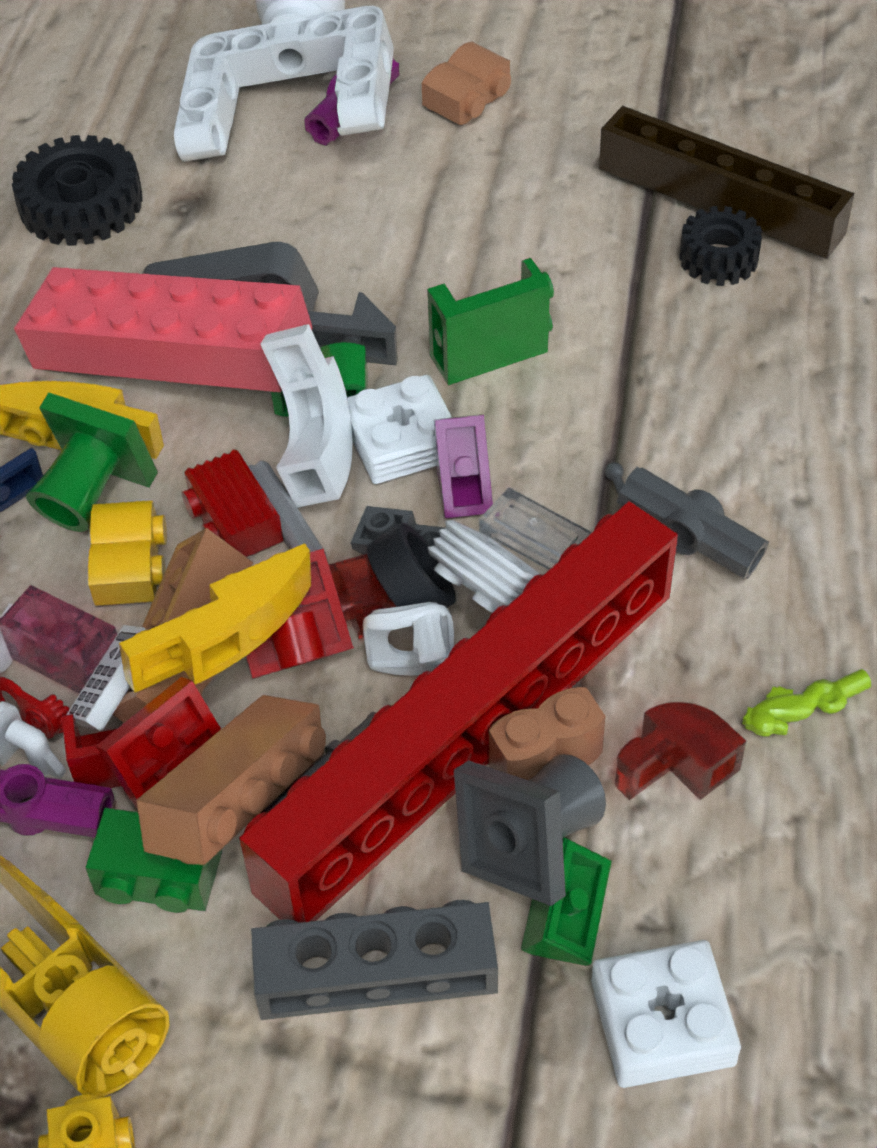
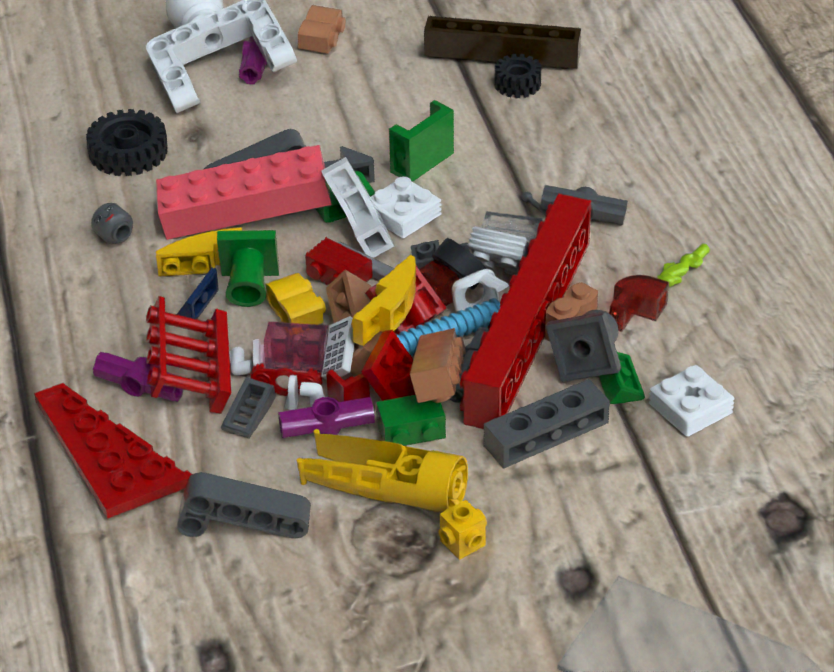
camera: 25 degrees left, 10 degrees down
(327, 688) = (464, 323): none -> medium azure piece
(463, 465) = (452, 215): slope -> none

